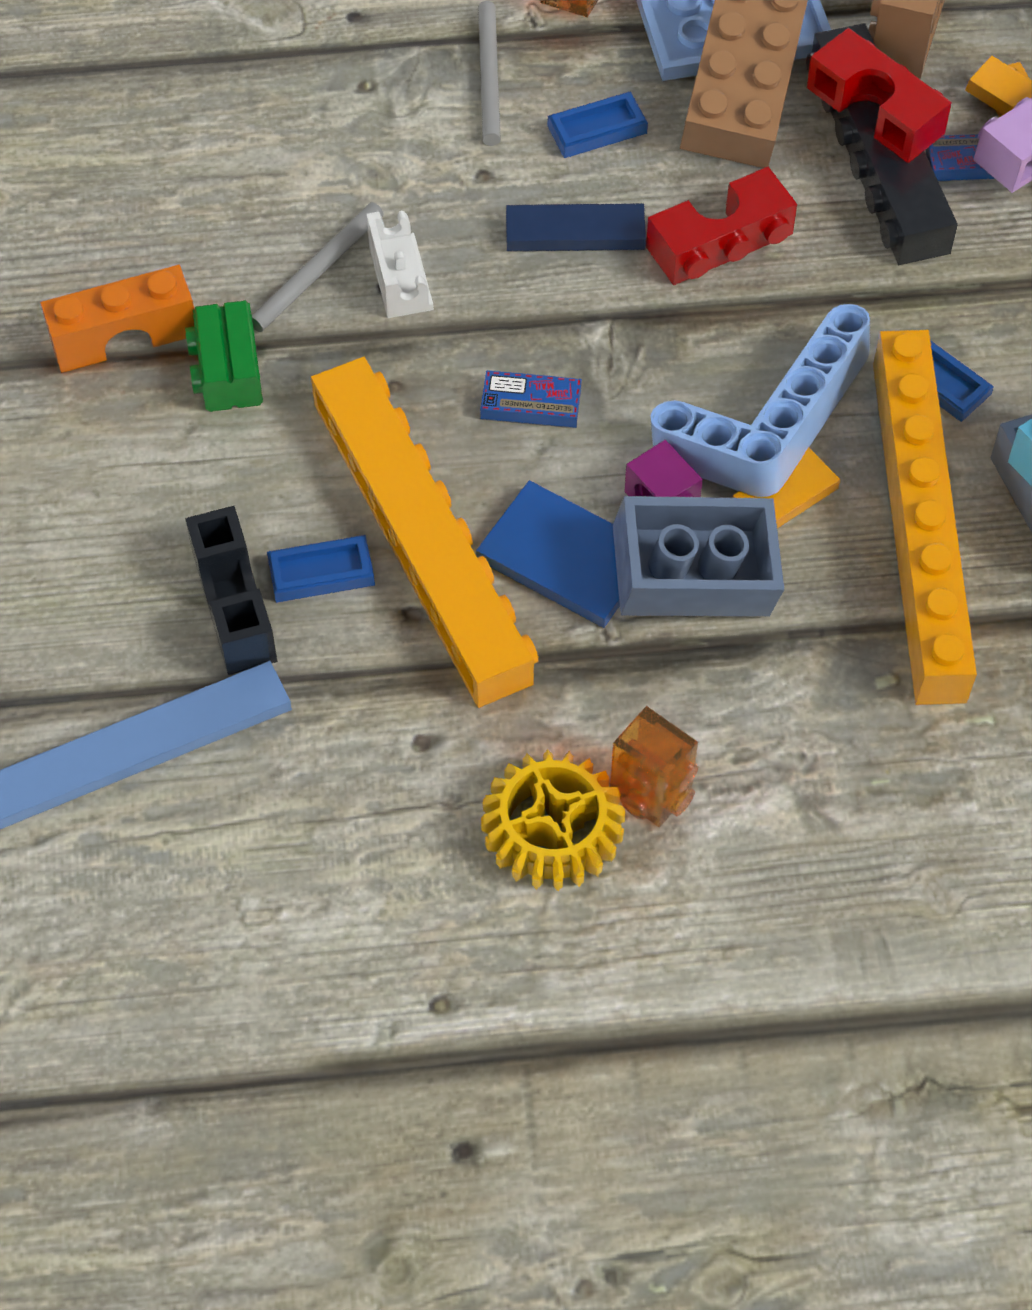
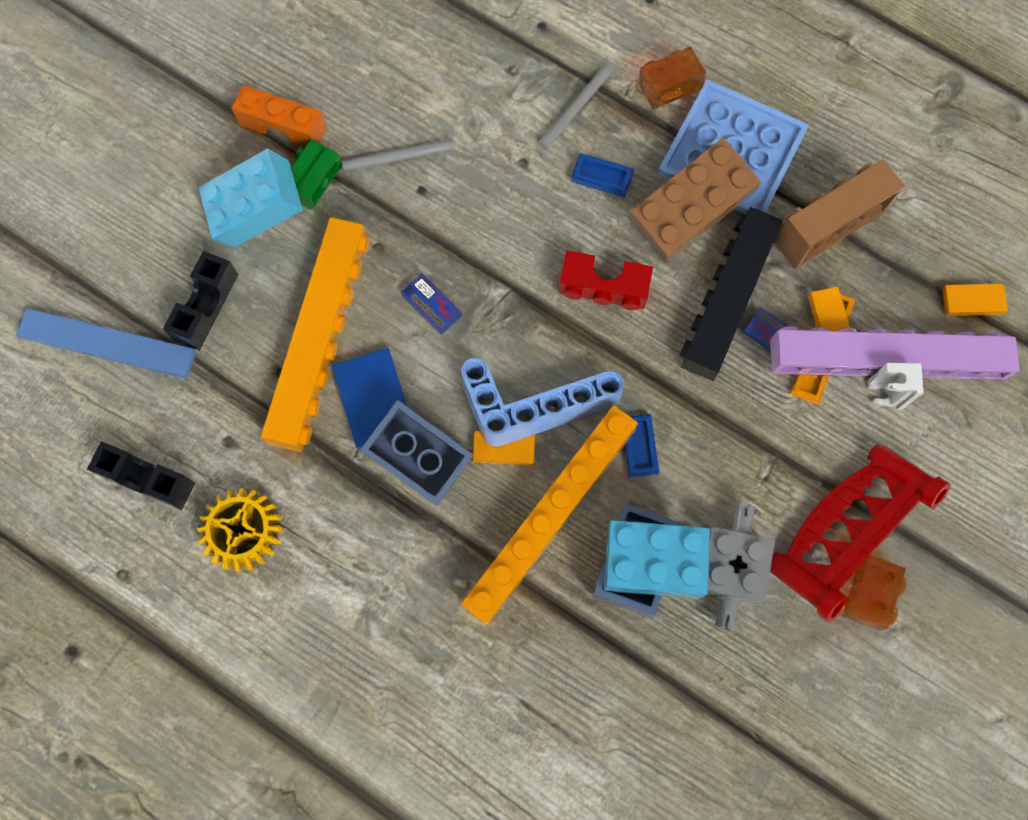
camera: 40 degrees right, 15 degrees up
(185, 422) = (250, 198): none -> medium azure brick
(320, 568) = (259, 318): blue tile -> none
(327, 863) = (141, 476): none -> black arch
(398, 266) = (431, 184): white hinge -> none
(575, 227) = (537, 225): dark blue tile -> none
(654, 768) = (296, 545): clear orange brick -> none
(661, 474) = (445, 401): magenta brick -> none
(855, 71) = (742, 245): red arch -> none

